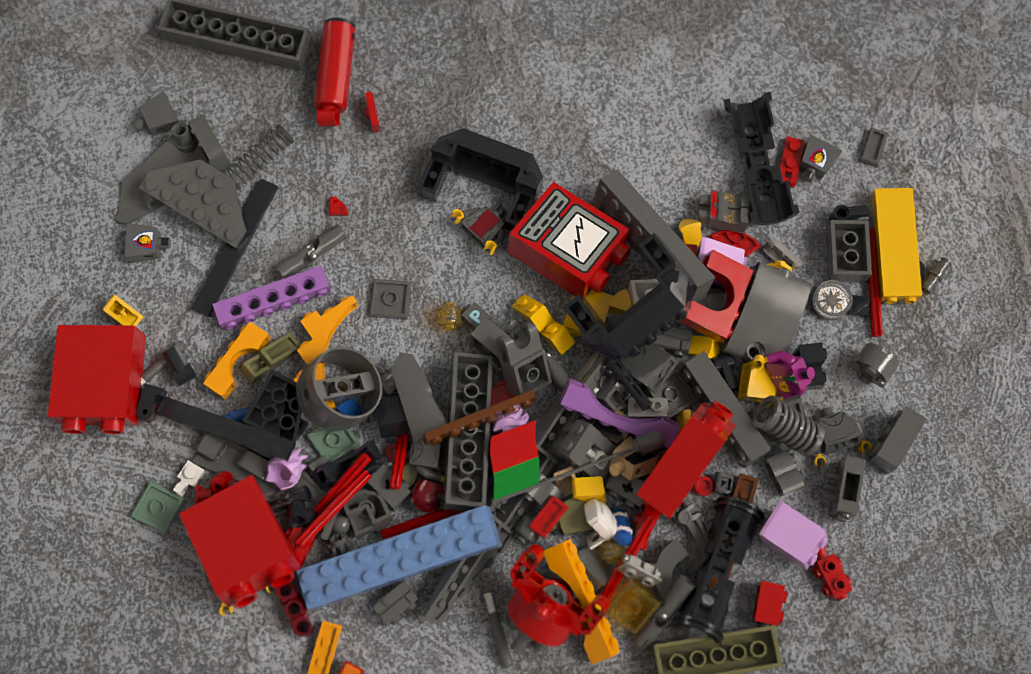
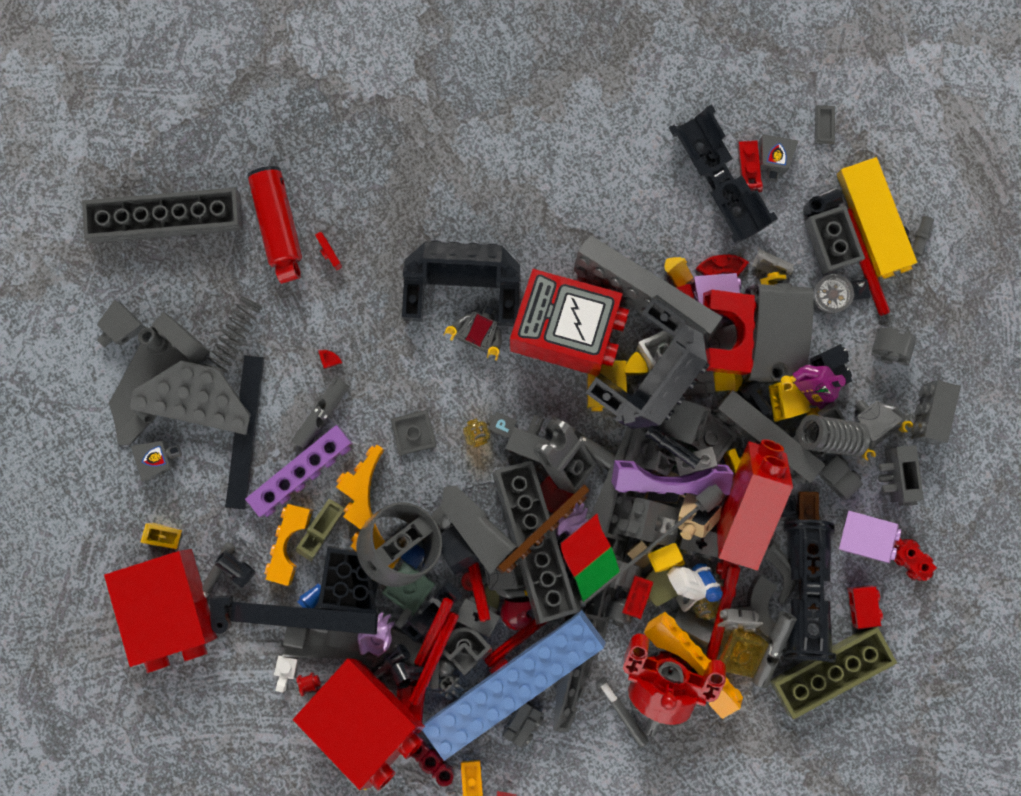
camera: 20 degrees left, 10 degrees up
(158, 507) = (266, 709): sand green tile -> none
(221, 481) = (319, 668): red brick -> none
(552, 332) = (568, 409): yellow arch -> none
(724, 210) = (704, 238): dark grey hips -> none

